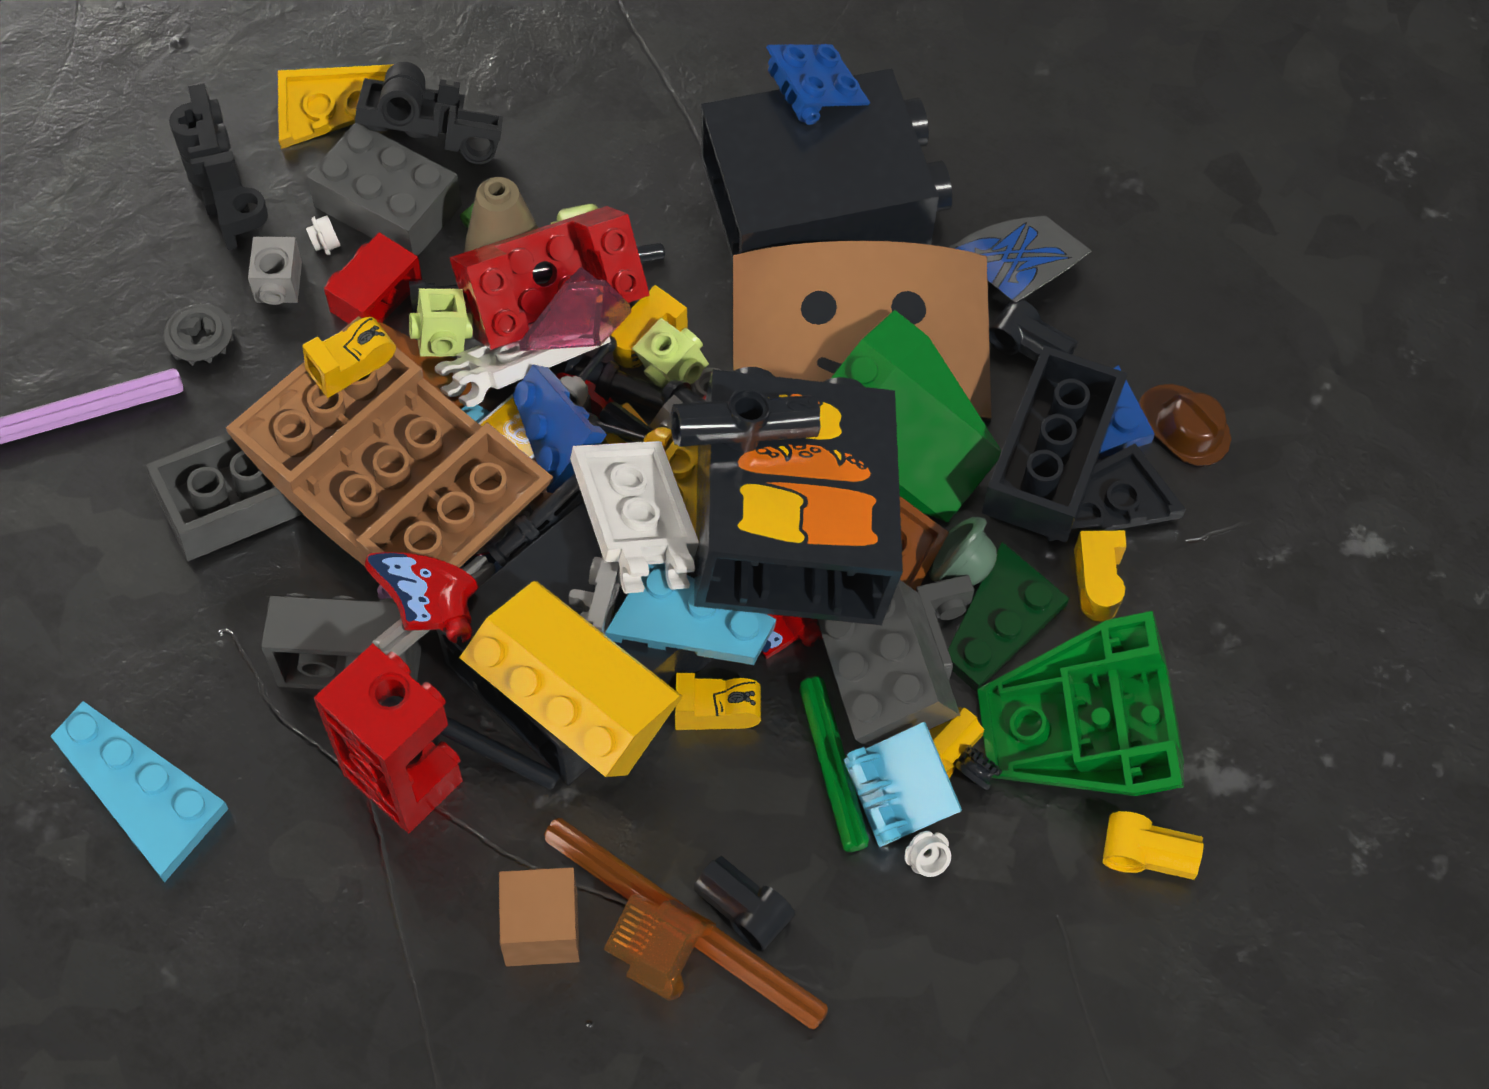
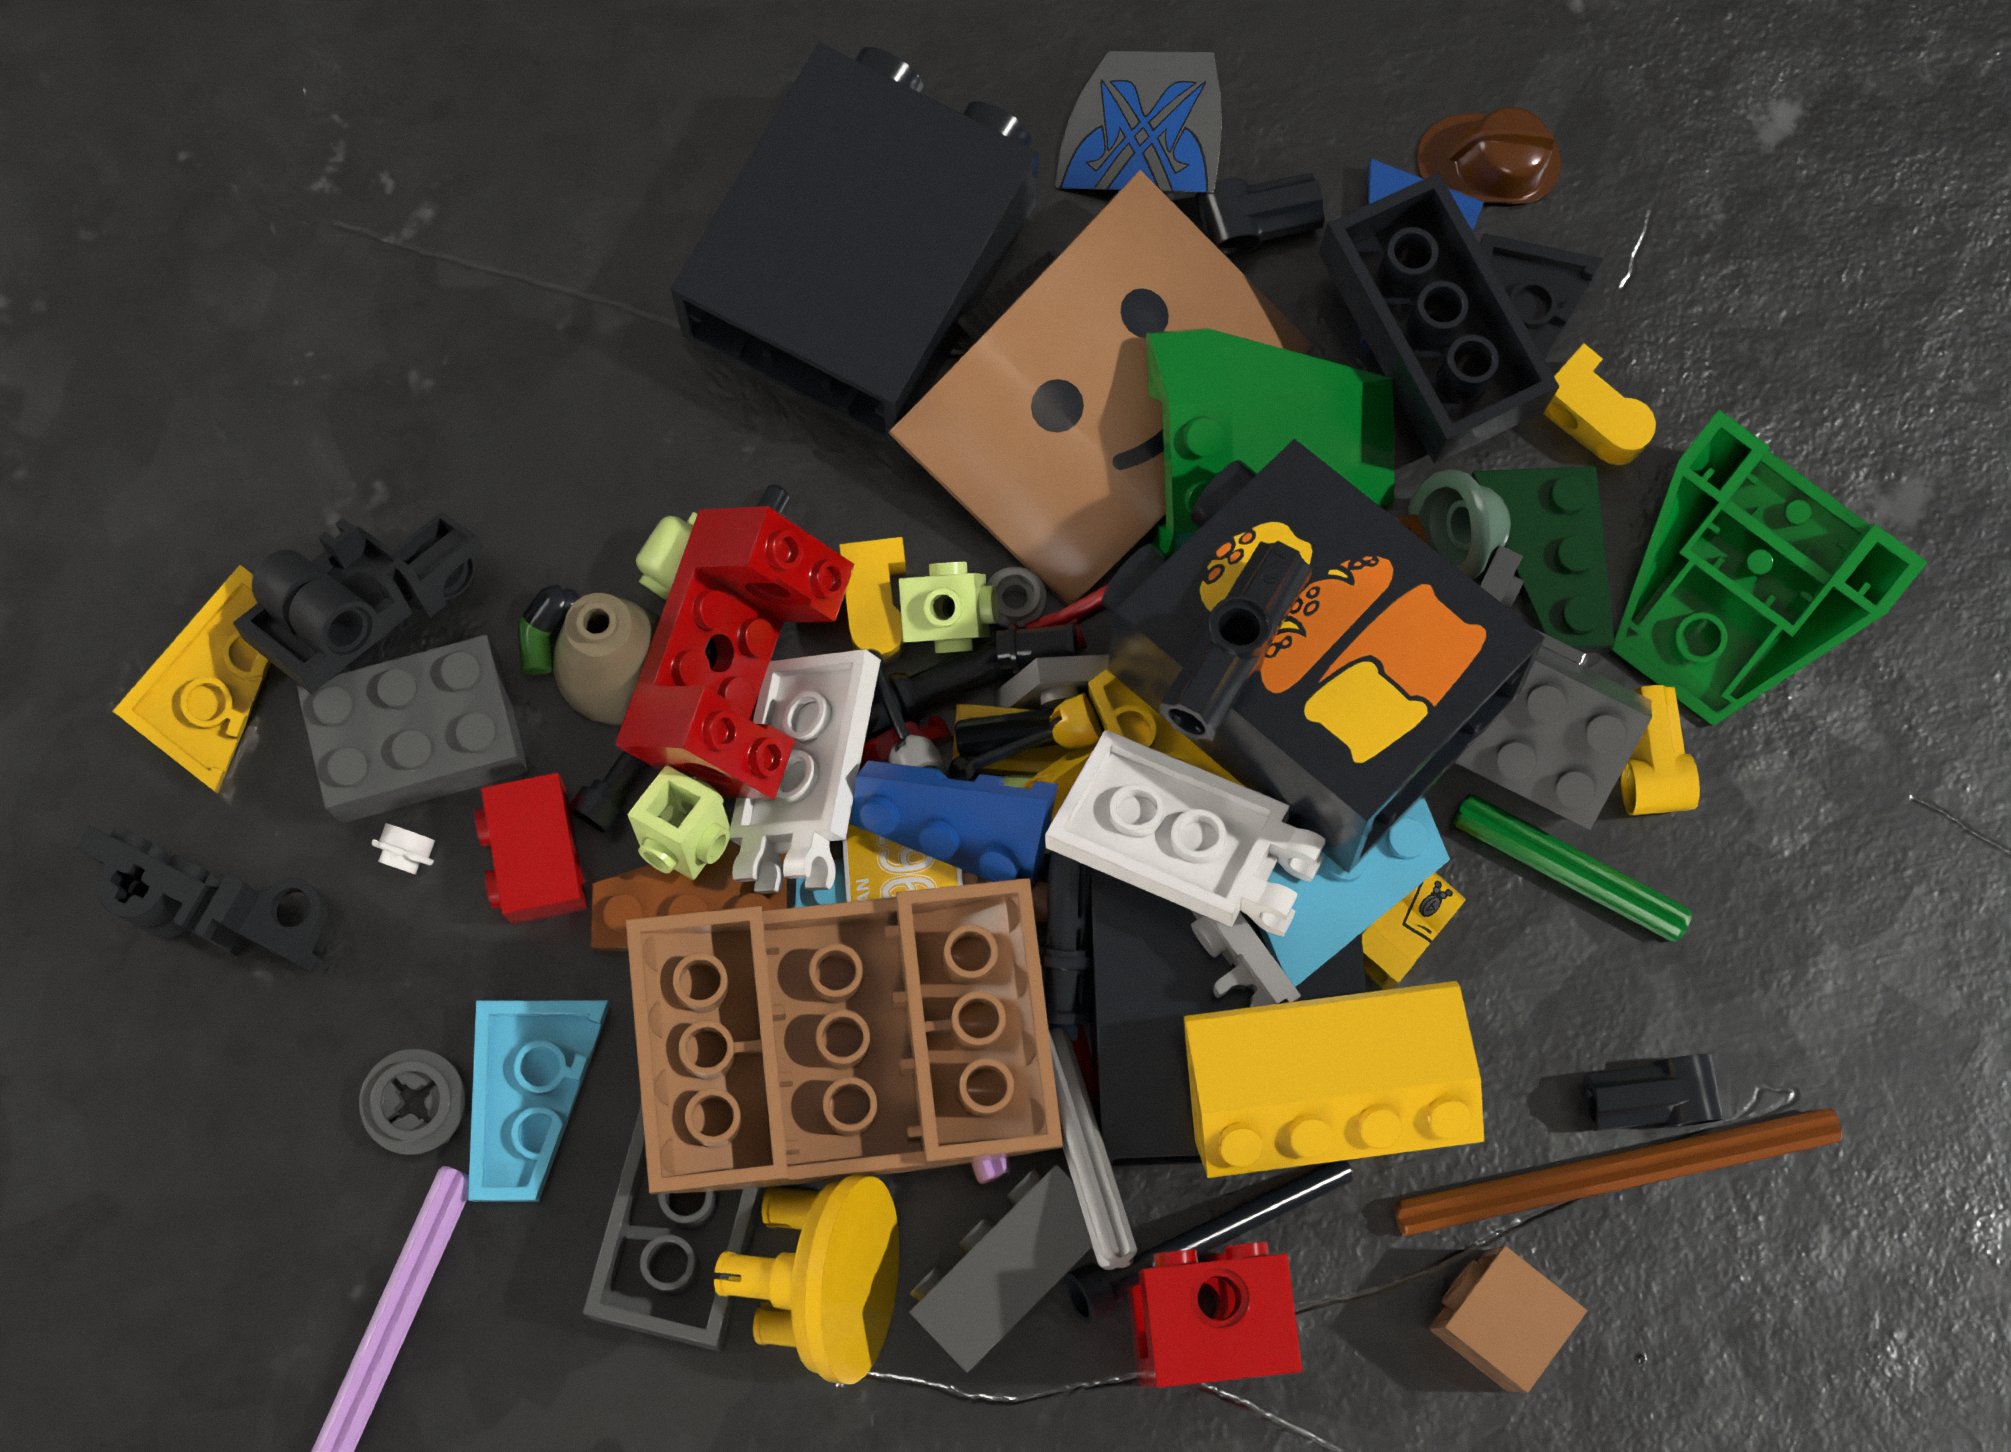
camera: 50 degrees left, 15 degrees up
(238, 373) = (524, 1090): none -> medium azure wing
(263, 556) = (839, 1284): none -> yellow piece
(275, 270) = (389, 926): light grey brick -> none
(347, 355) = (684, 979): yellow leg -> none
(426, 591) = (1074, 1141): red arm -> none
(578, 315) = (827, 674): clear pink slope -> none
(657, 942) = (1635, 1220): clear orange piece -> none
(813, 78) = (765, 136): blue hinge -> none
(902, 784) = (1673, 827): medium azure hinge -> none
(933, 861) = (1755, 865): white plate -> none
(978, 768) = (1709, 732): black bush -> none
(1137, 845) = (1923, 650): yellow piece -> none

